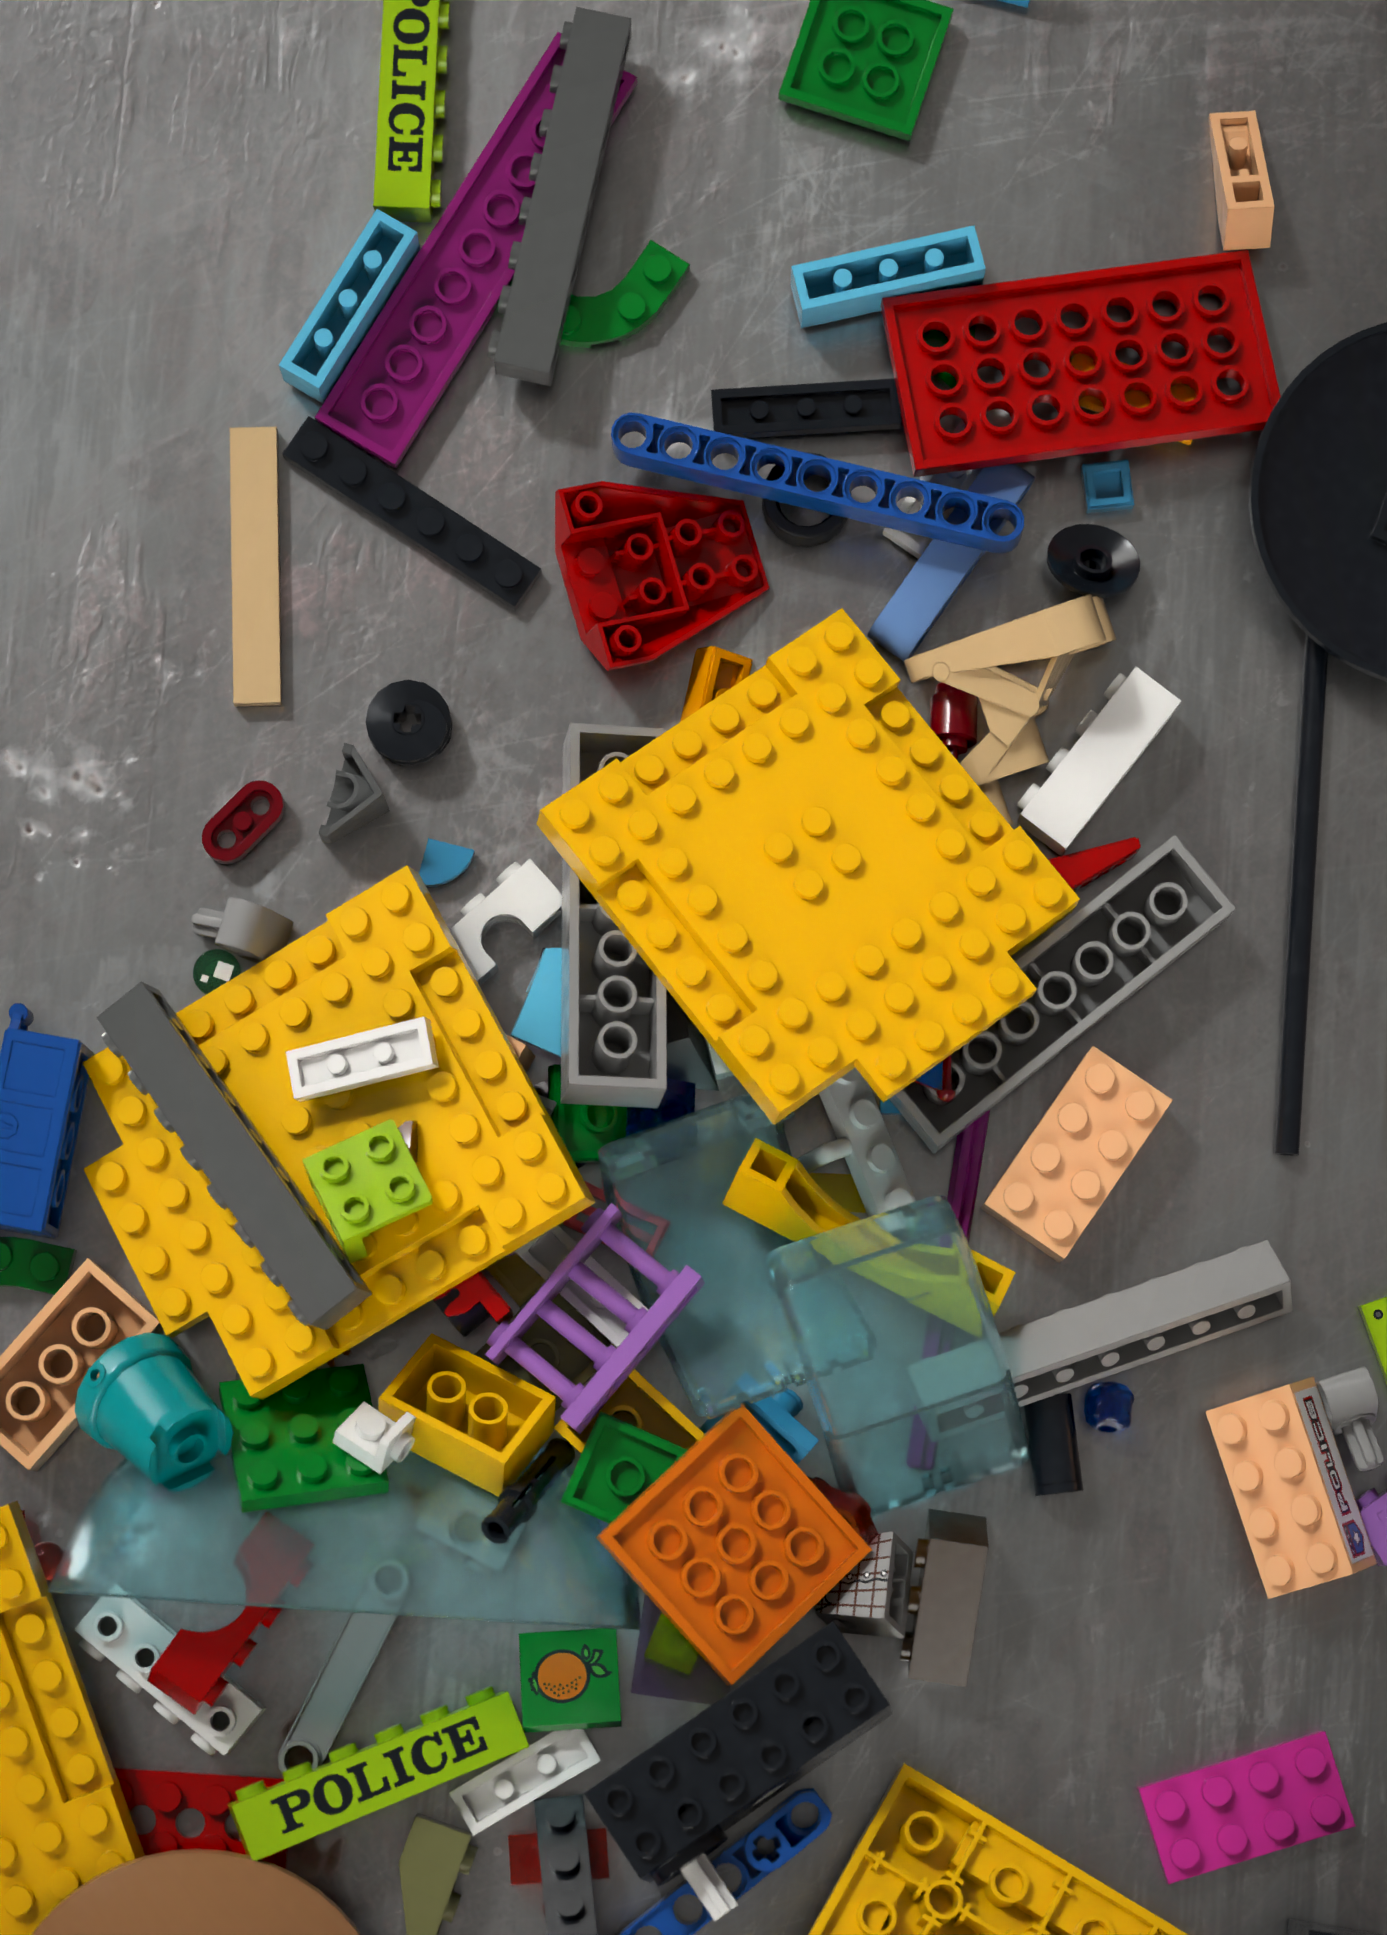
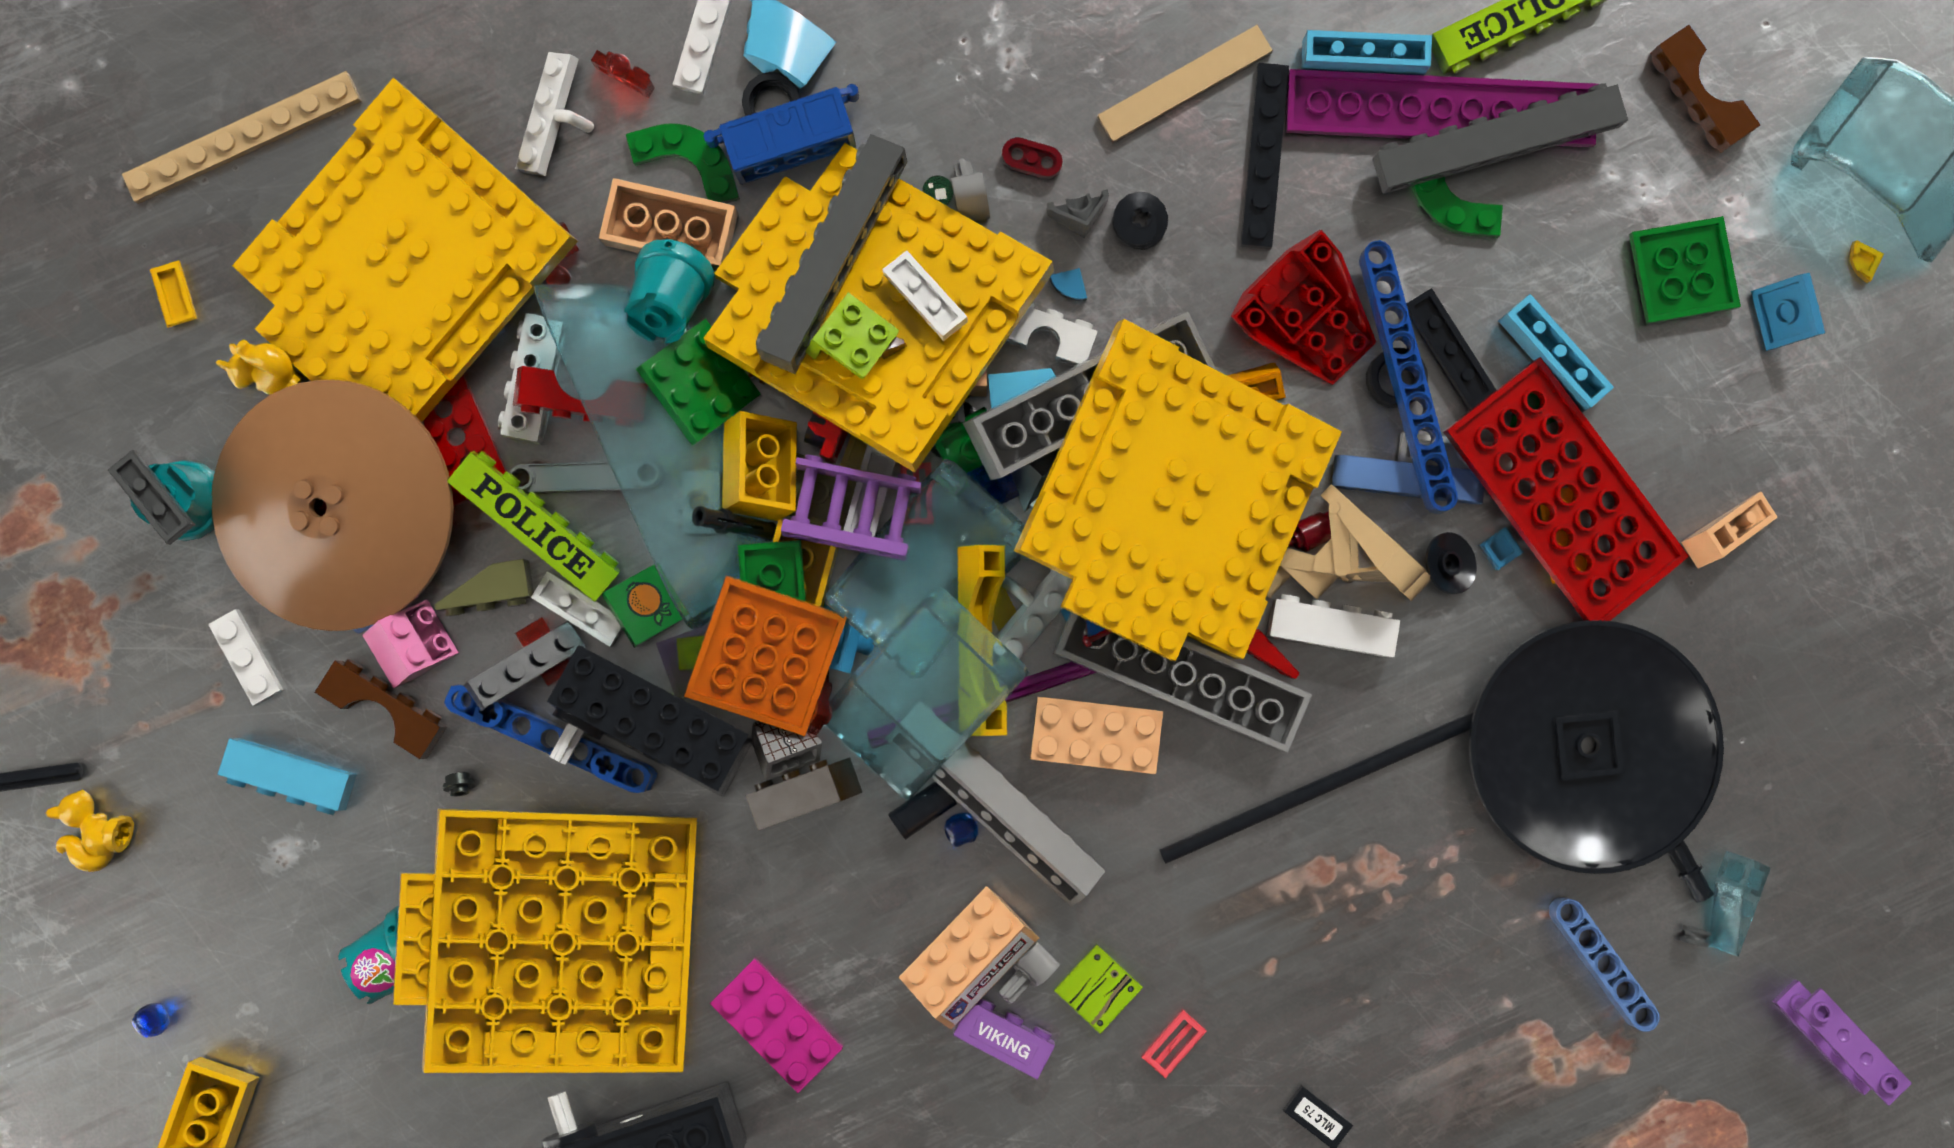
camera: 65 degrees right, 5 degrees up
(375, 1437) = (718, 421): white bracket -> none

